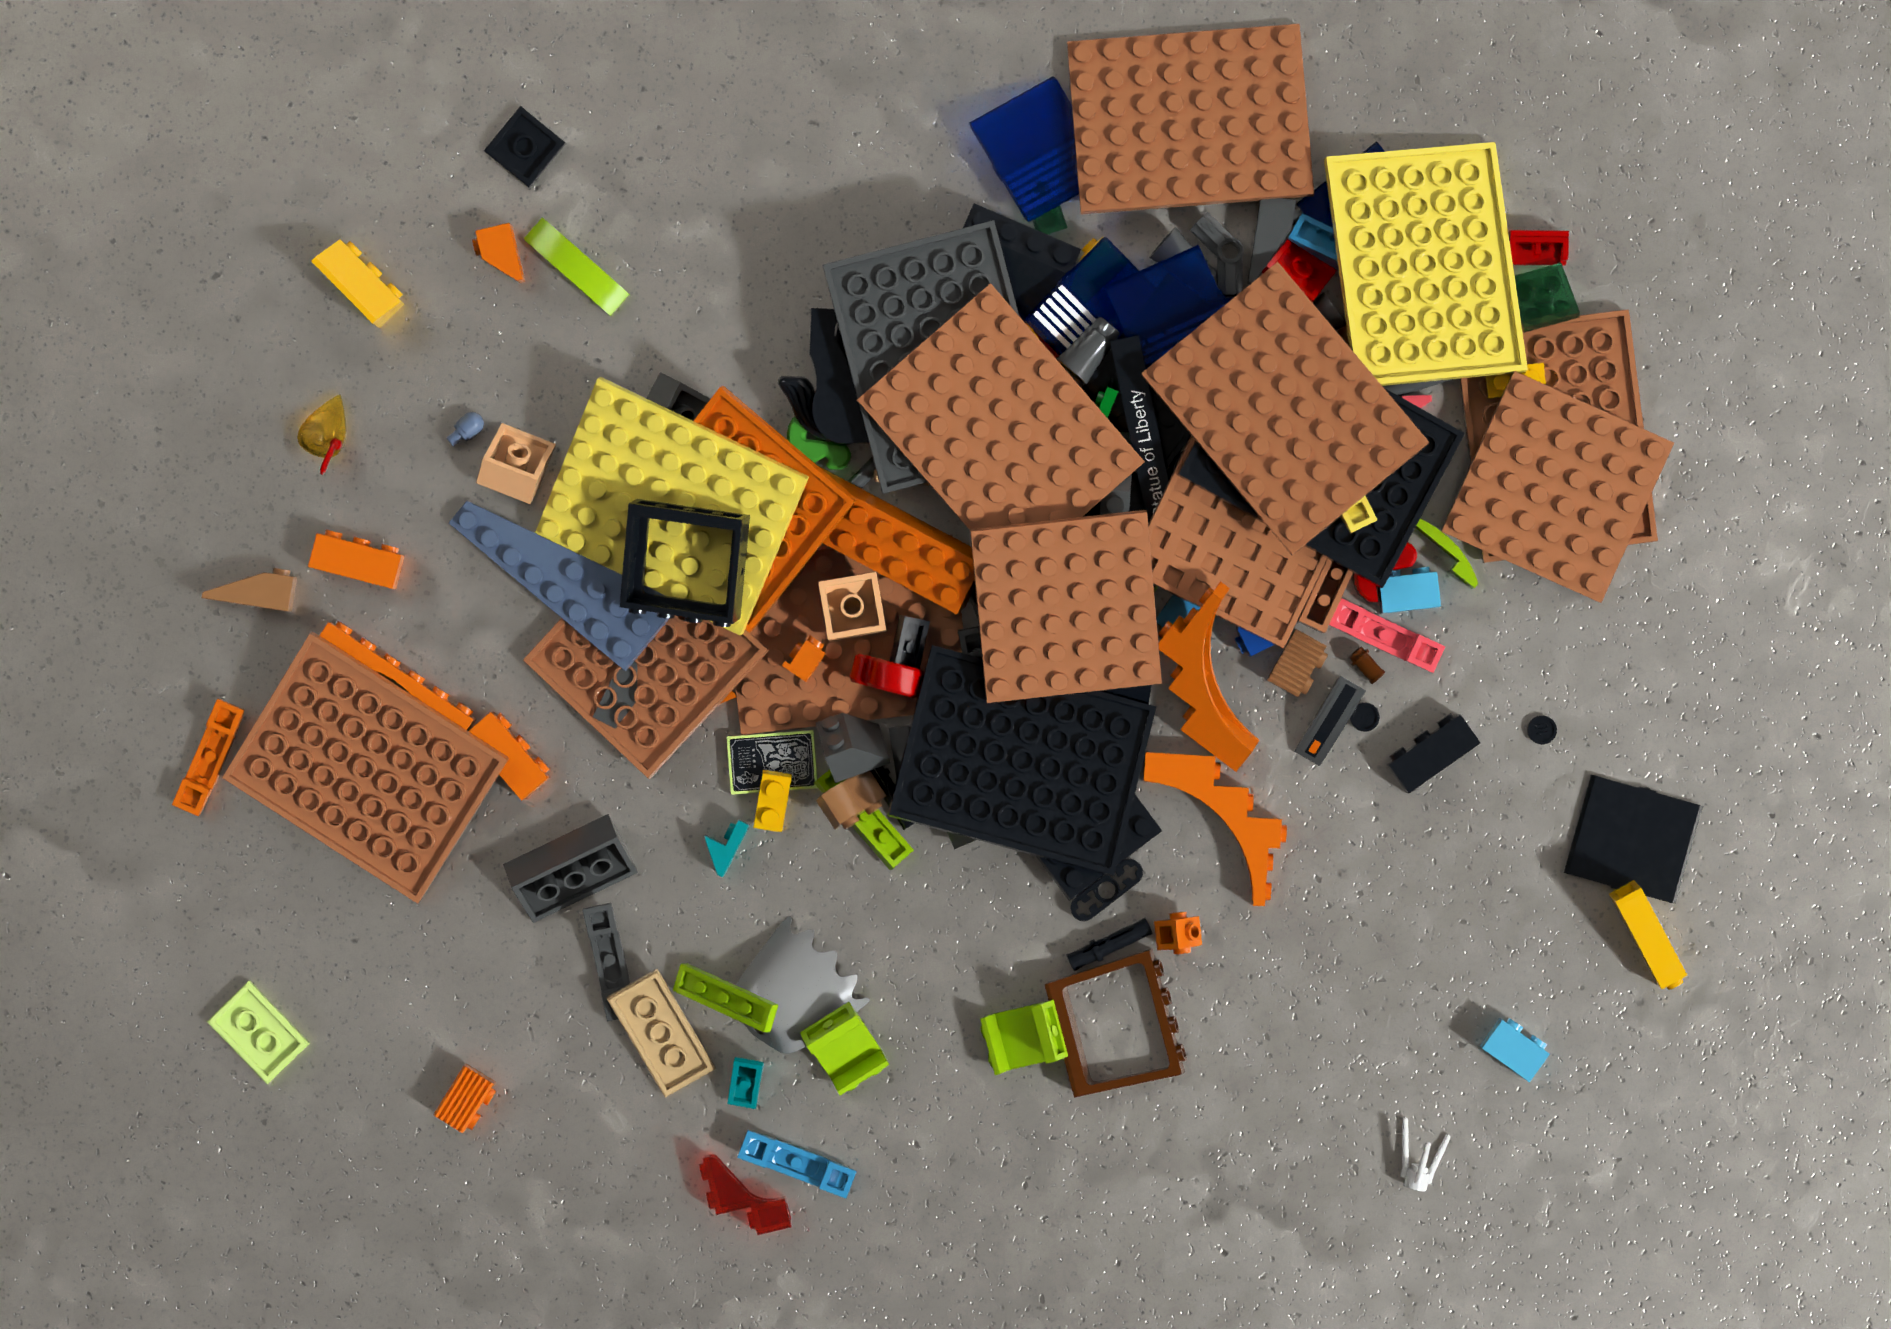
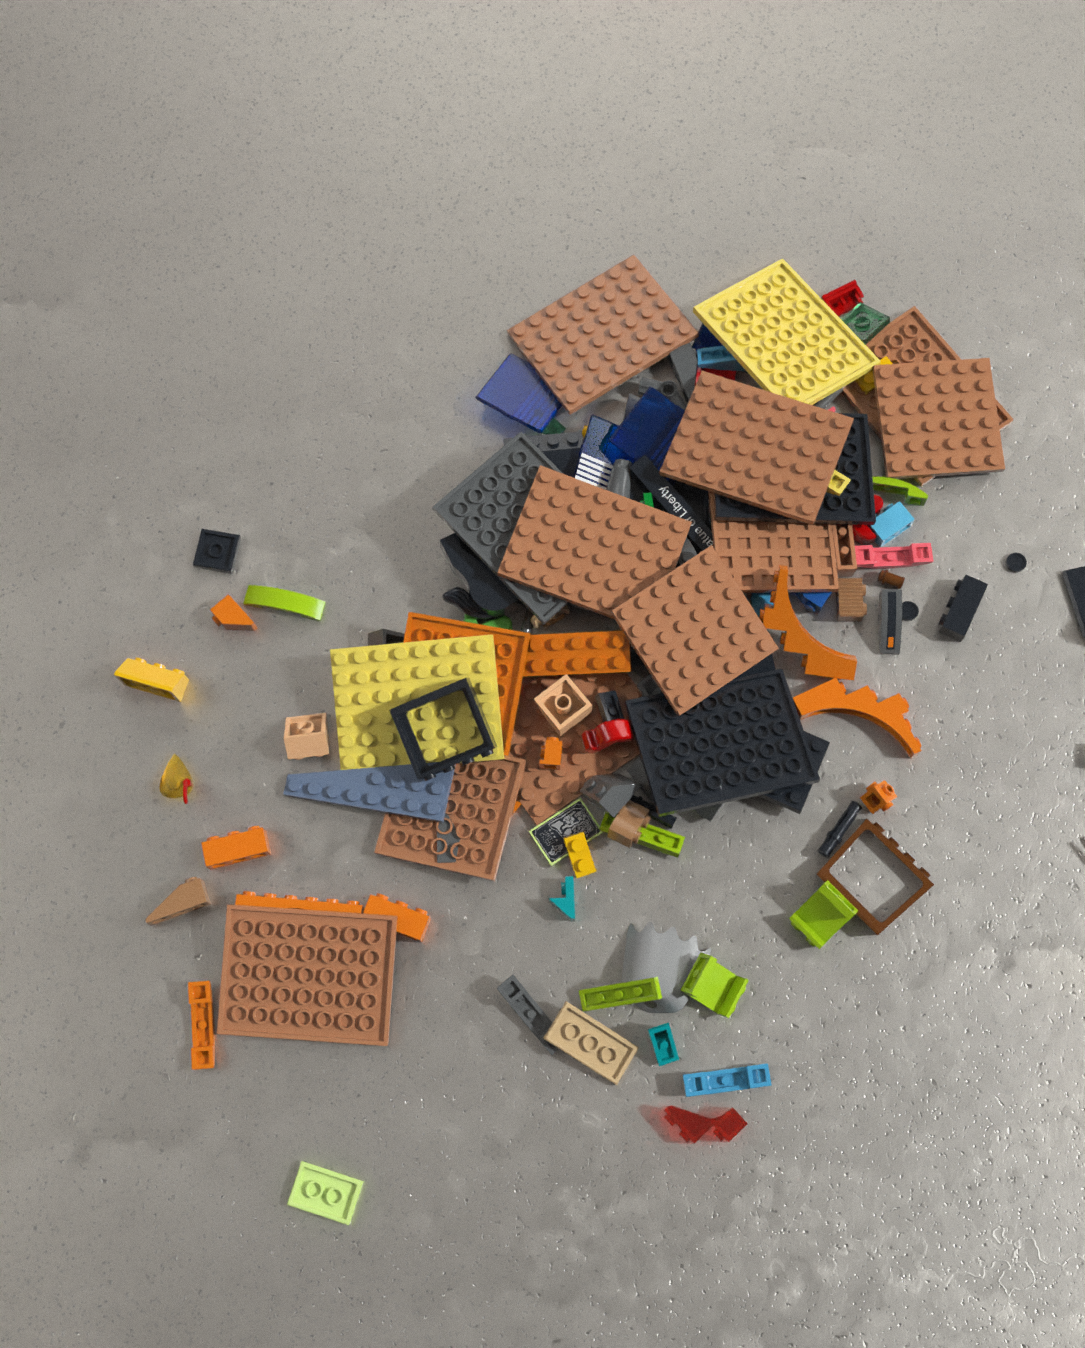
camera: 20 degrees left, 15 degrees down
(465, 1098) = (485, 1160): orange brick -> none
(466, 428) = (265, 731): sand blue cylinder -> none
(570, 868) = (474, 968): dark grey slope -> none
(1106, 902) = (817, 813): black beam -> none

